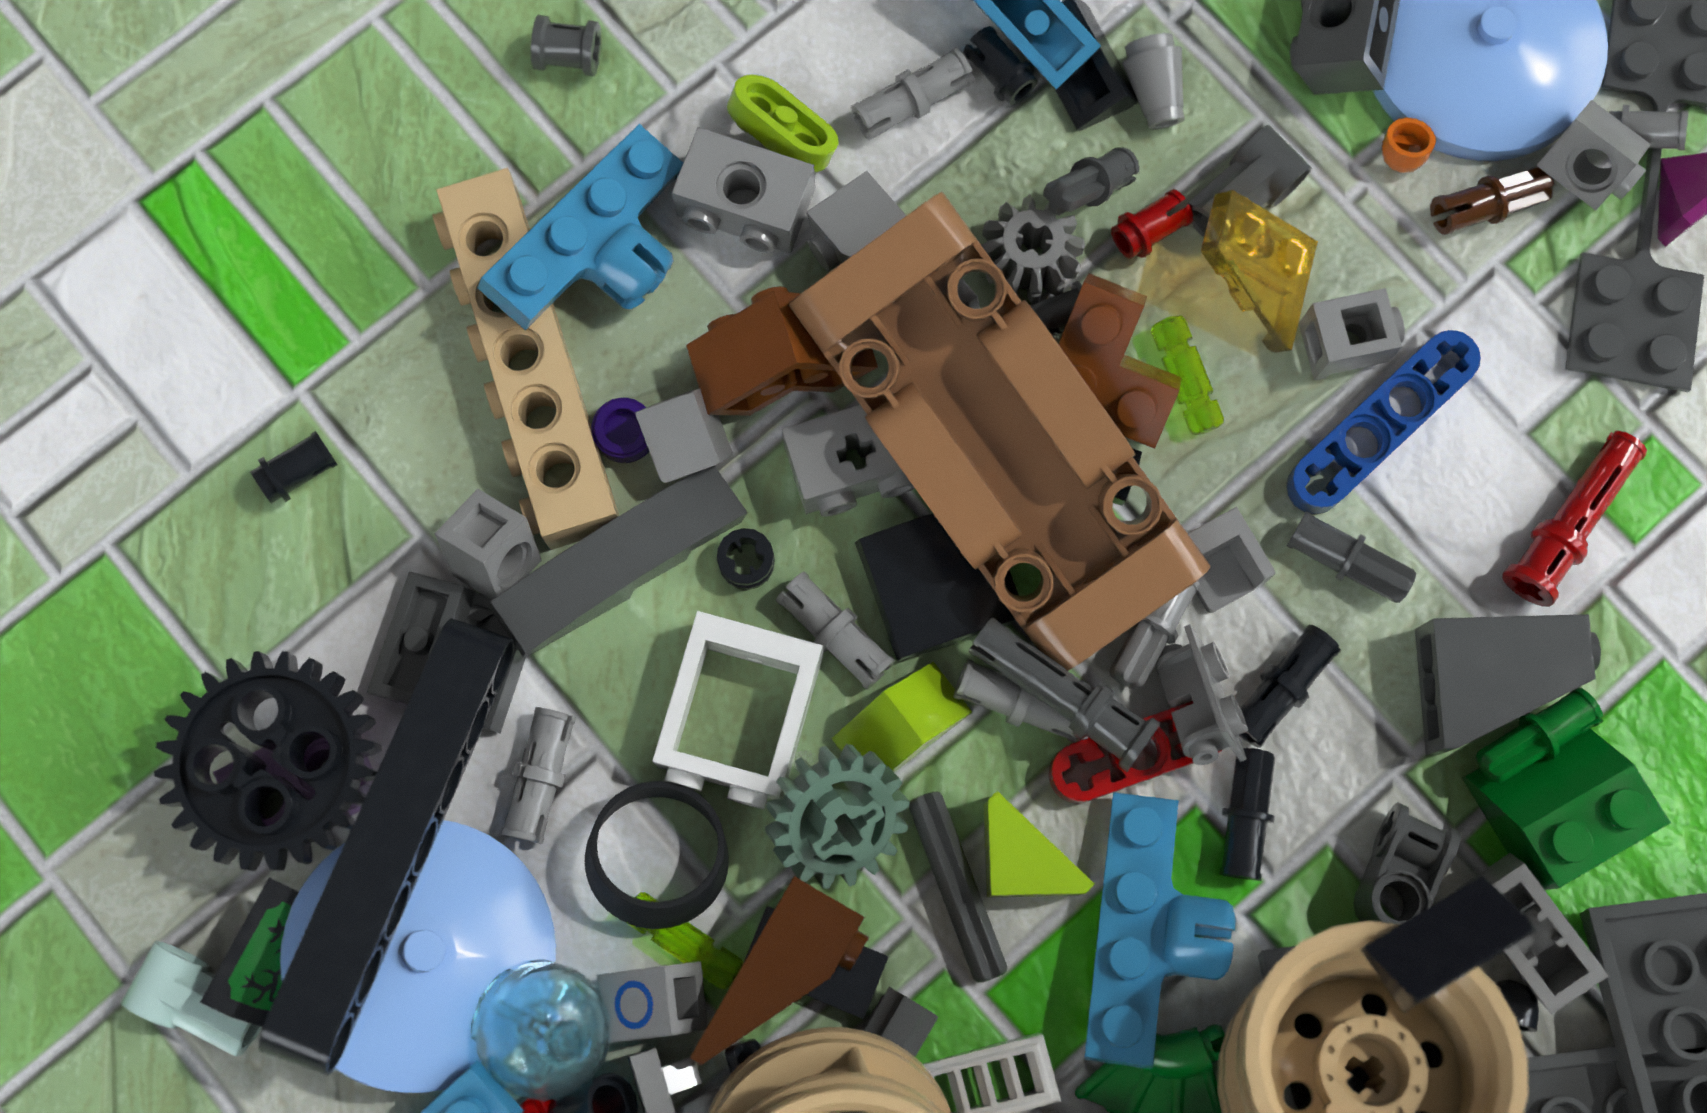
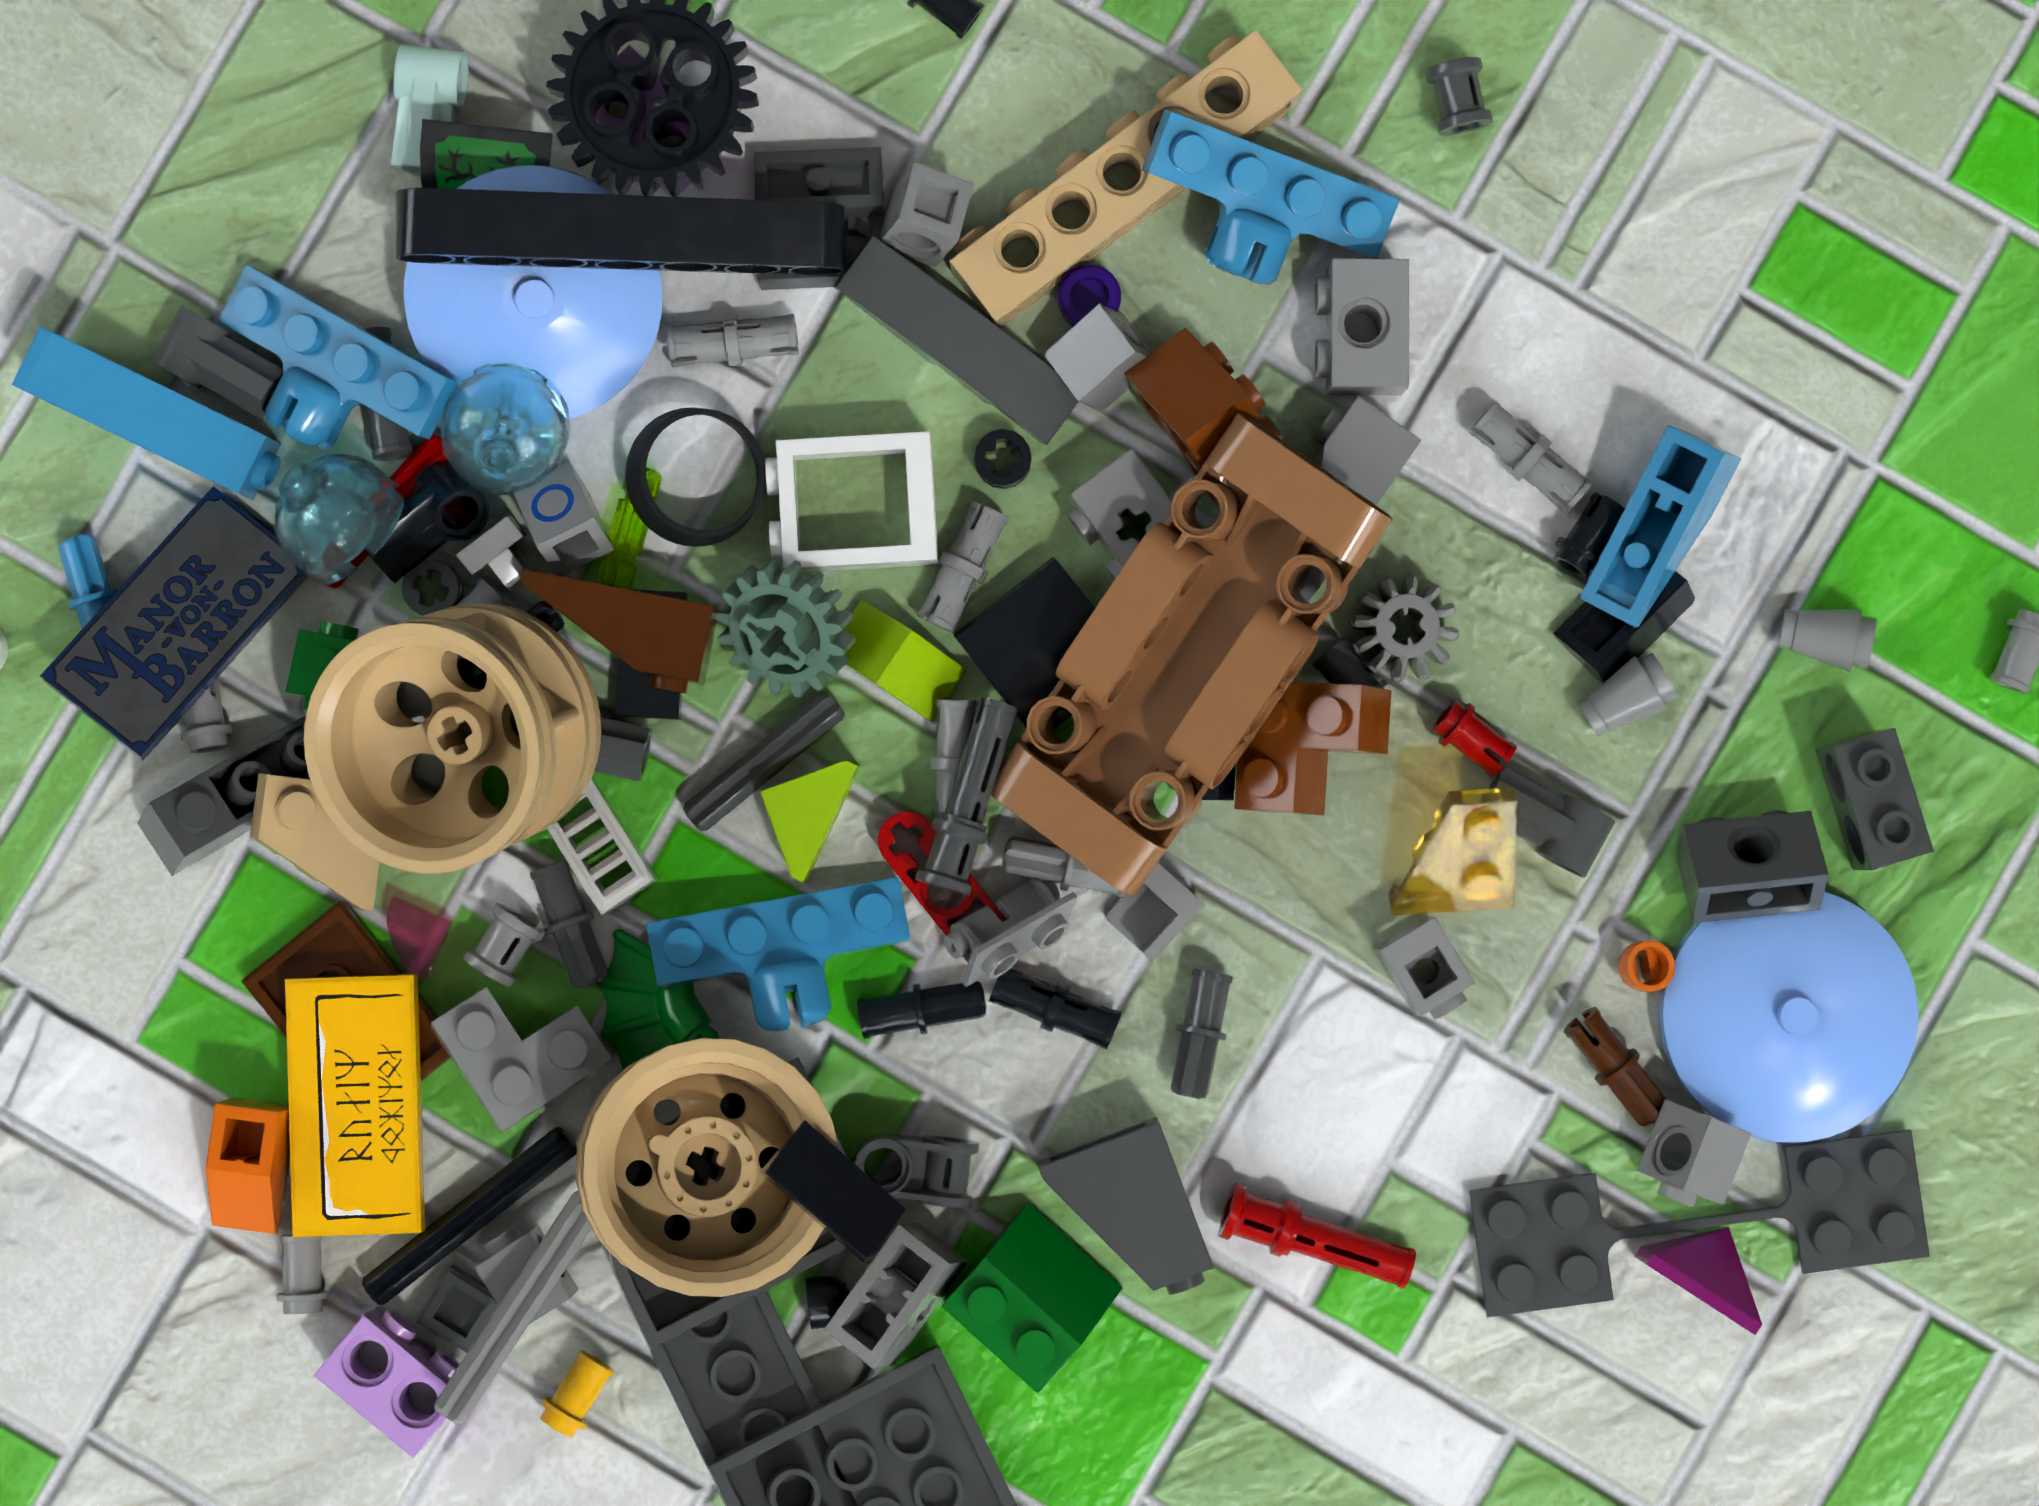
camera: 75 degrees right, 10 degrees up
(781, 121) = (1451, 341): lime plate -> none
(1092, 181) = (1490, 663): dark grey axle -> none
(1185, 361) = (1340, 817): clear neon green axle -> none
(1381, 419) = (1352, 1021): blue beam -> none
(1539, 736) = (1083, 1255): green axle -> none
(1656, 127) = (1747, 1204): light grey pin -> none

